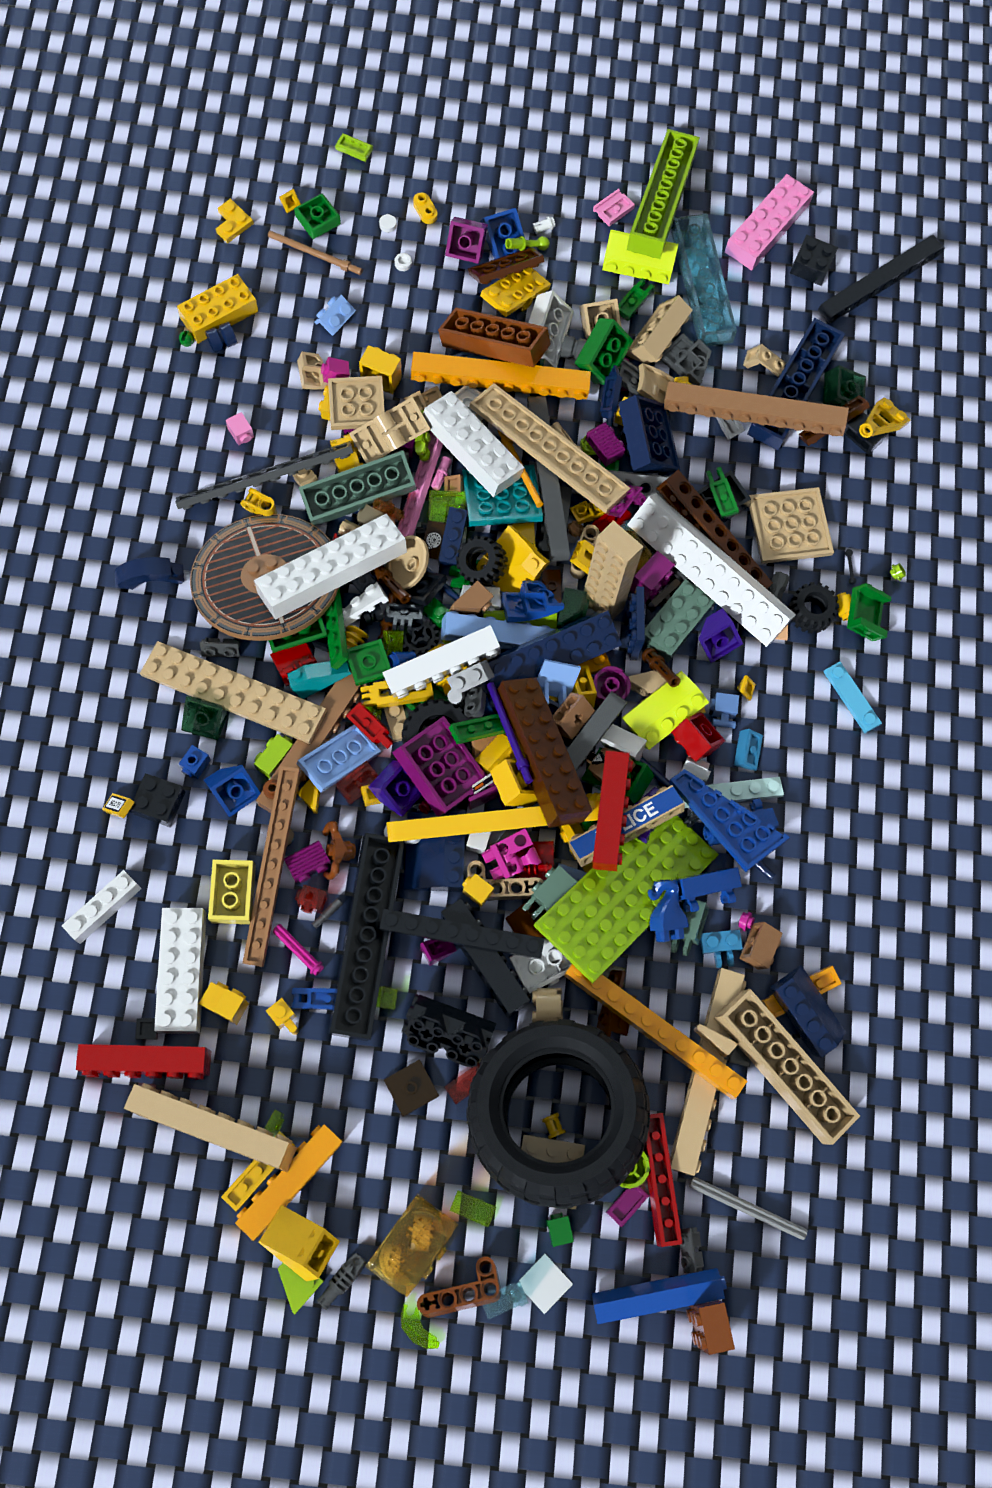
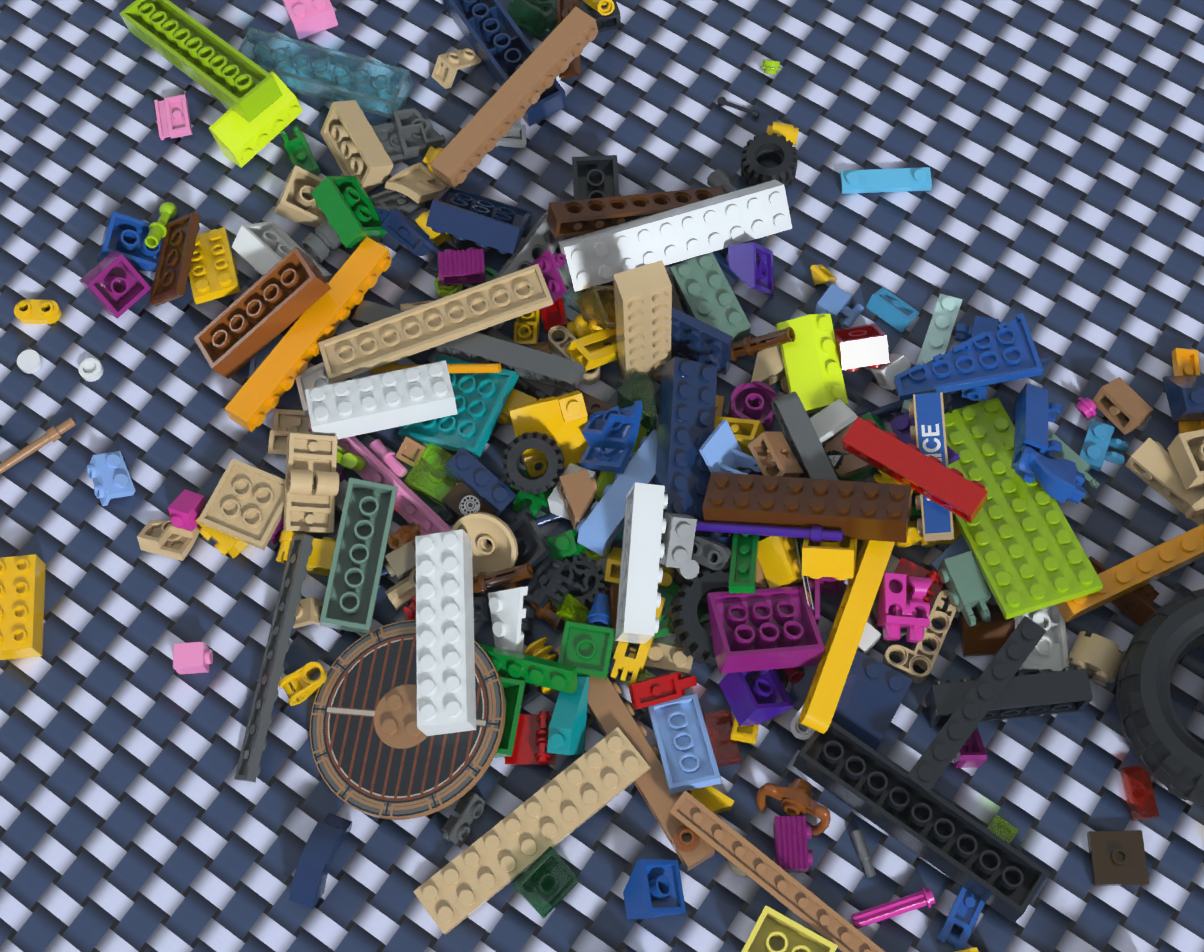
camera: 50 degrees left, 5 degrees down
(189, 340) = (32, 662): green hinge -> none
(194, 762) = (597, 920): blue brick -> none
(221, 337) = (56, 621): dark blue wheel -> none
(273, 755) = (639, 819): lime brick -> none
(311, 899) = (840, 862): clear red brick -> none
(380, 363) = (215, 453): yellow brick -> none
(439, 1026) = (1066, 787): black brick -> none
(477, 889) = (926, 663): yellow brick -> none
(543, 225) = (147, 195): white pin -> none
(722, 494) = (595, 179): green hinge -> none
(790, 525) = (661, 138): tan plate -> none
(866, 612) = (801, 117): green panel -> none

